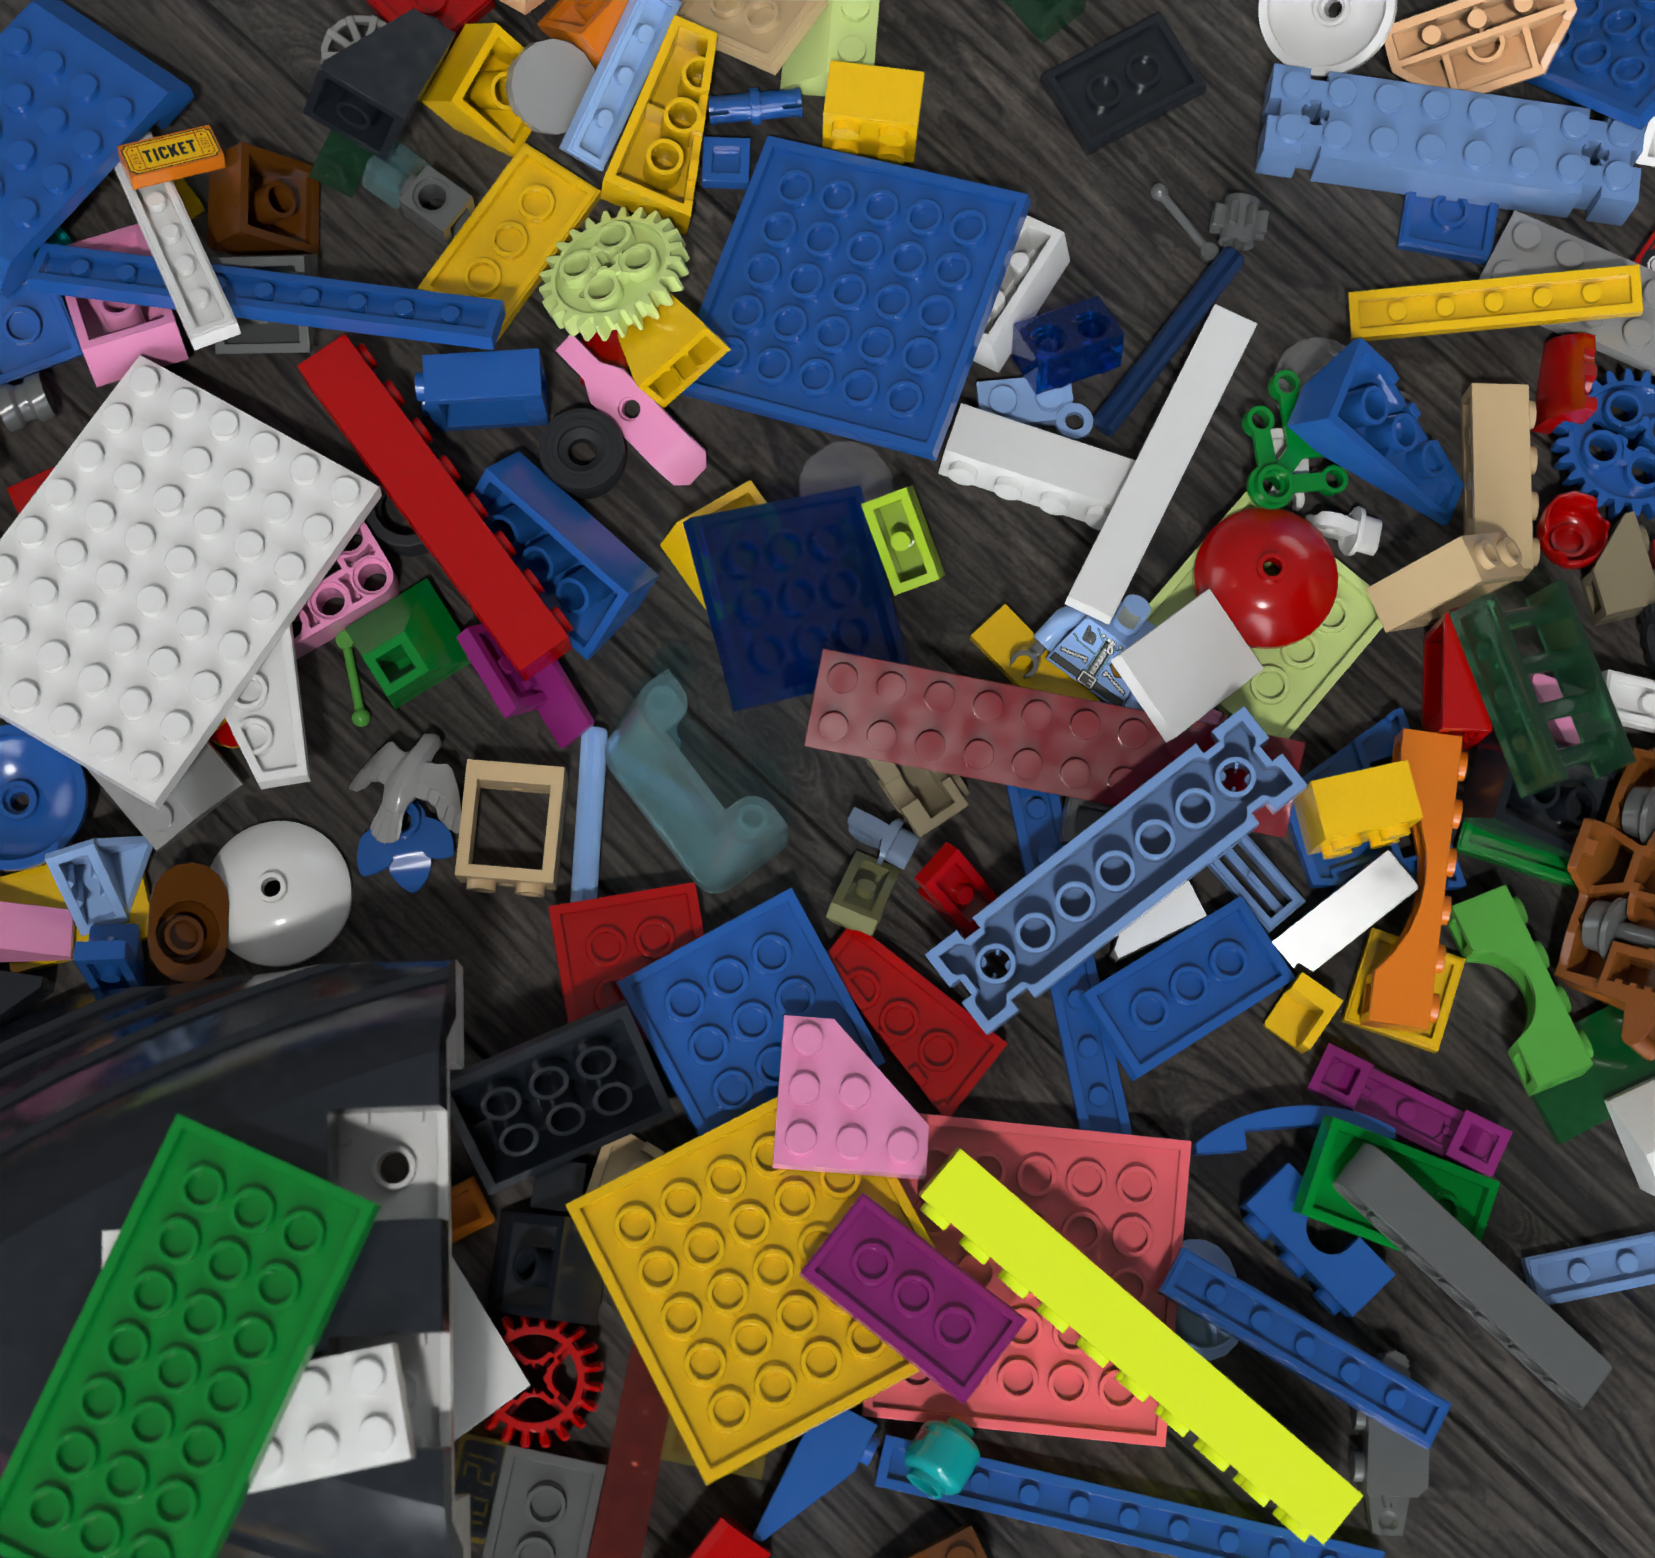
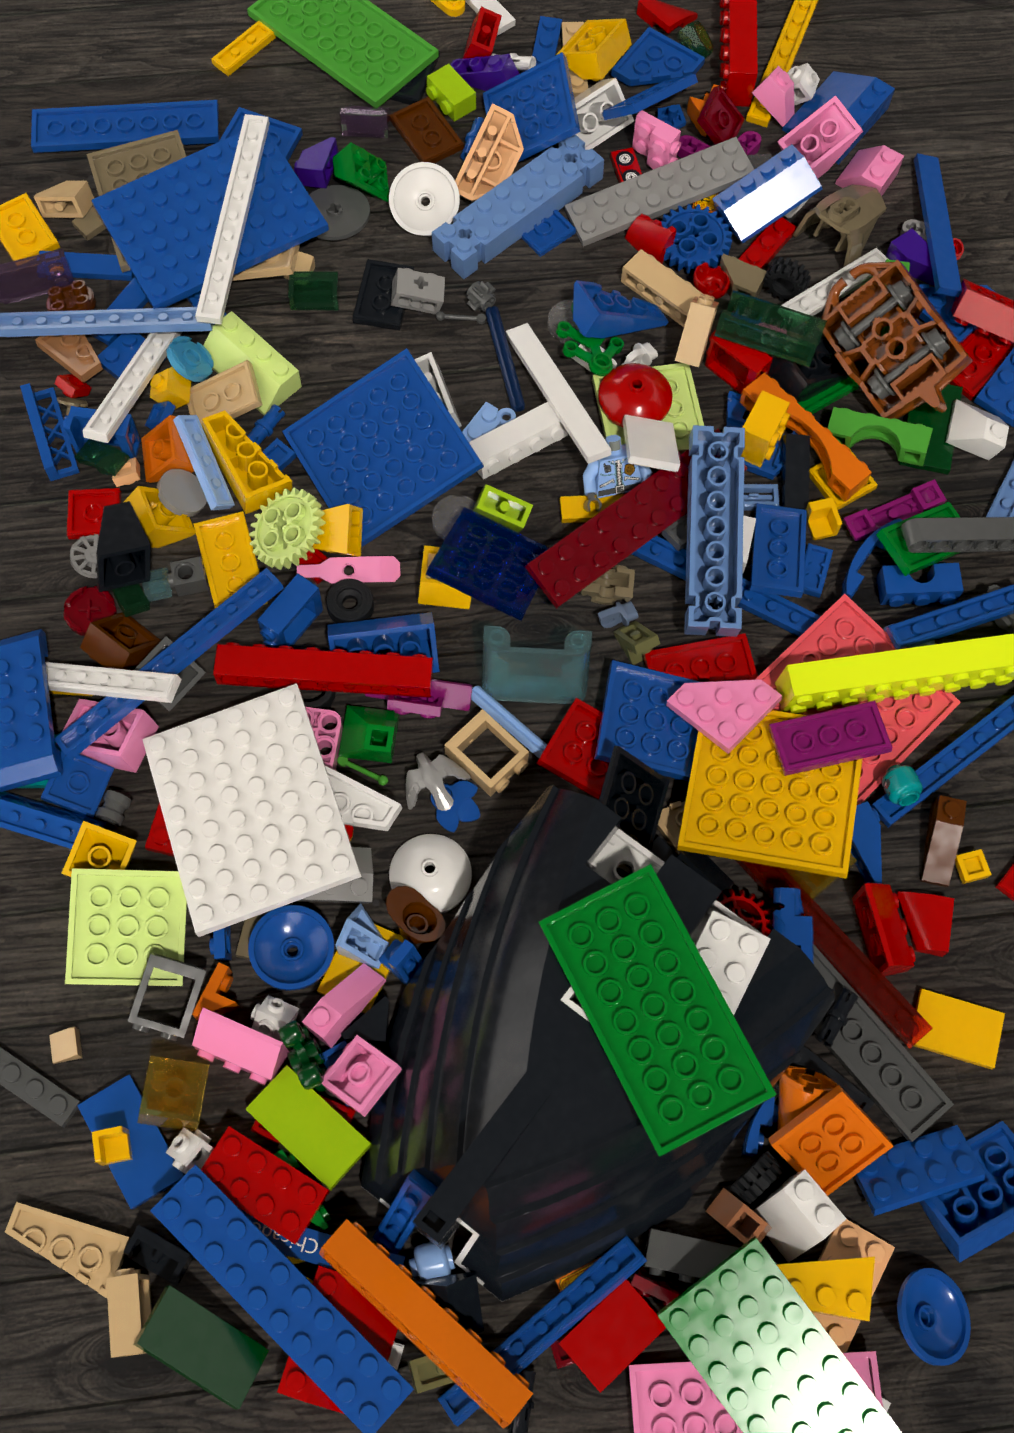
camera: 50 degrees left, 10 degrees down
(171, 157) = (67, 657): tile -> none
(275, 120) = (87, 606): none -> dark red tile
(583, 1466) = (790, 922): none -> blue plate
(872, 111) = (312, 381): yellow brick -> none
(954, 888) = (664, 604): red slope -> none
(1067, 345) = (476, 390): clear blue brick -> none
(1142, 112) = (417, 290): none -> light grey brick
(1206, 1065) = (816, 568): none -> blue plate
(1496, 303) = (597, 236): yellow plate -> none

